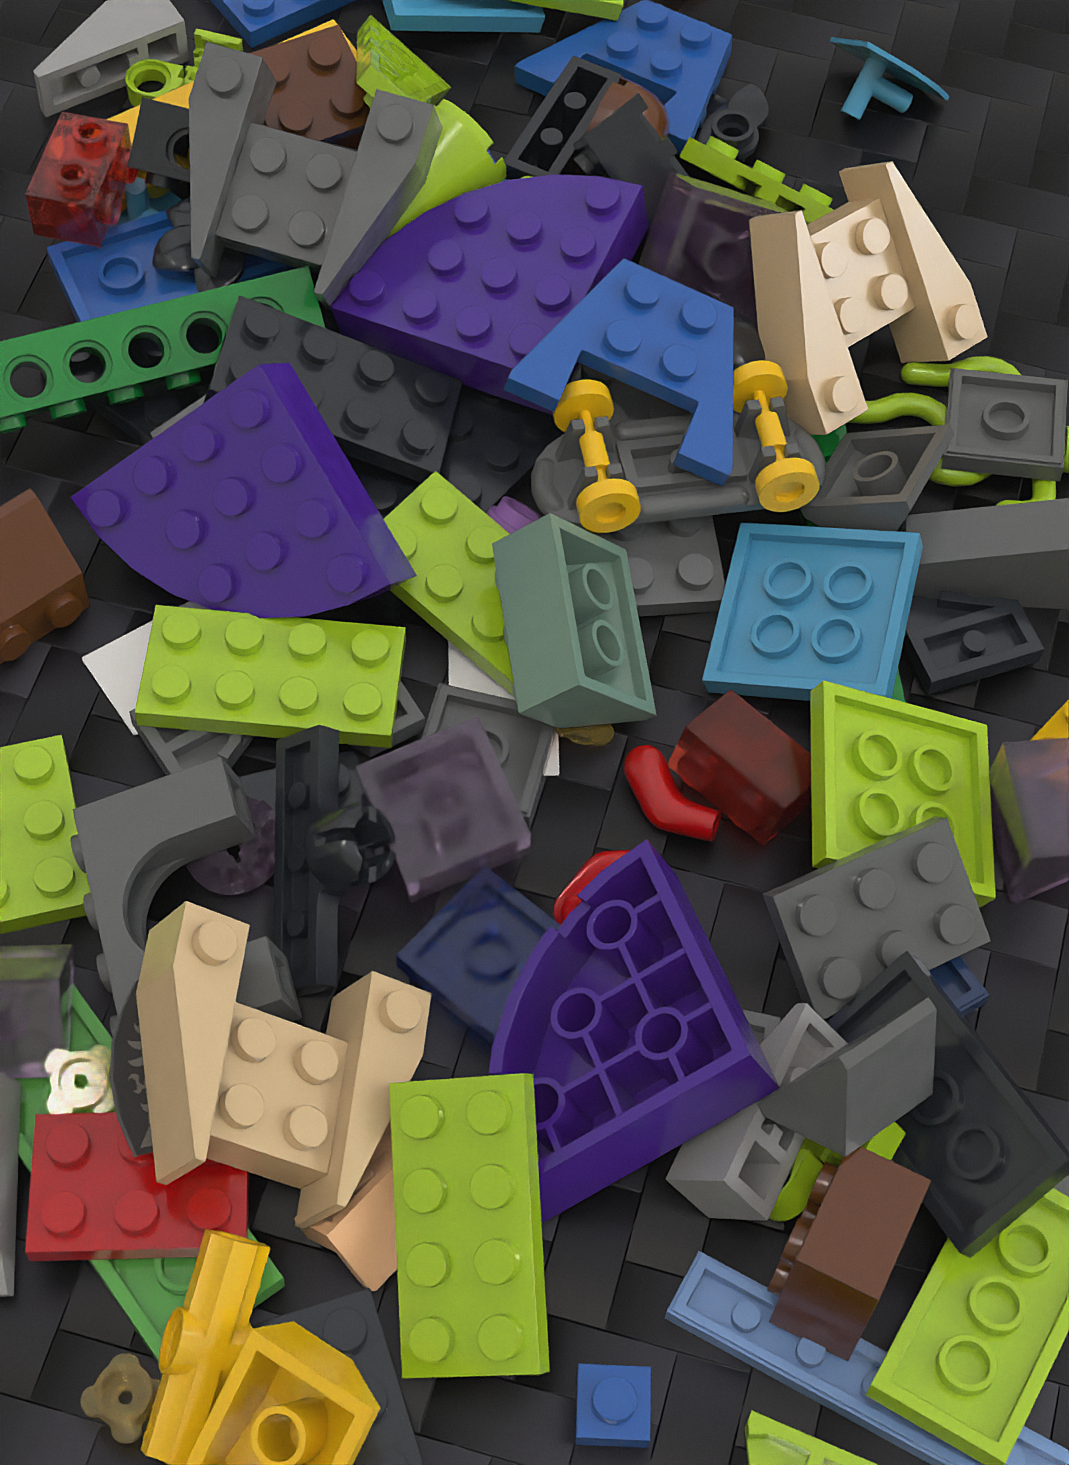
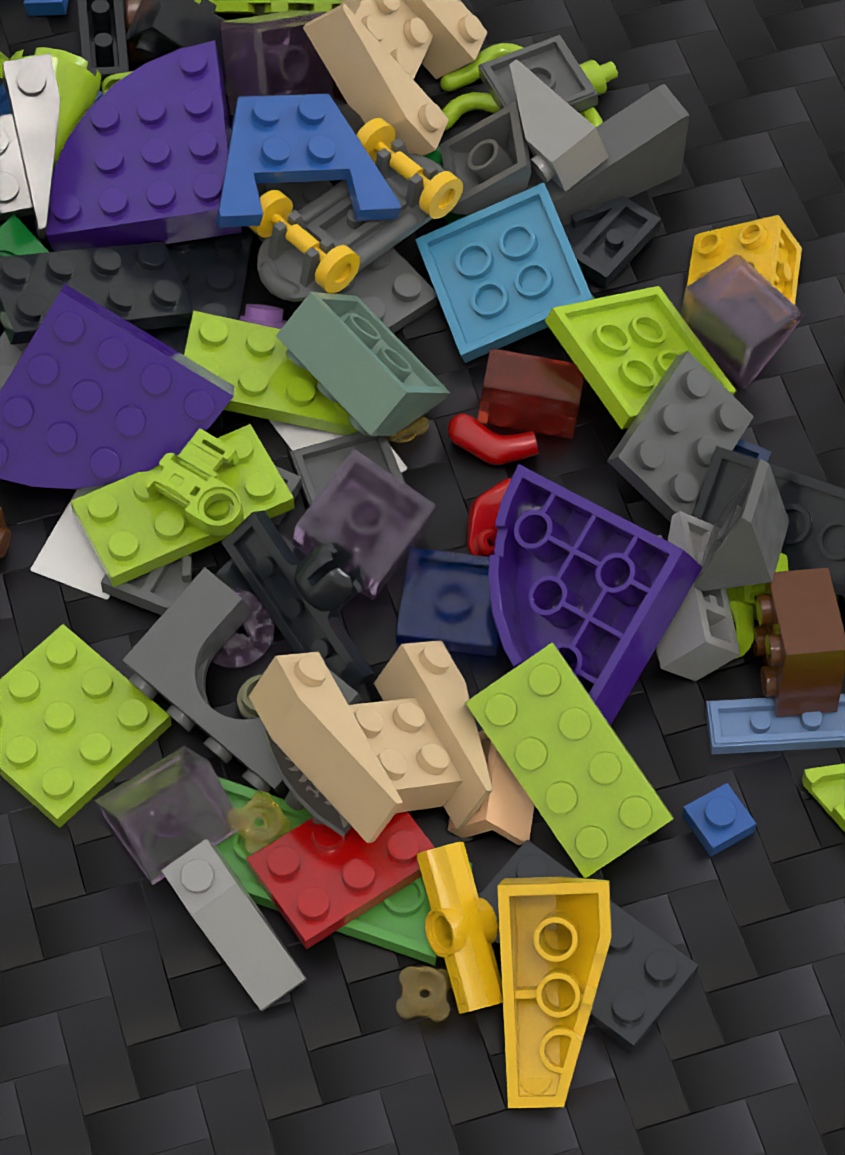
camera: 30 degrees left, 0 degrees up
(292, 648) = (197, 473): none -> lime piece
(967, 482) = (559, 137): none -> light grey slope

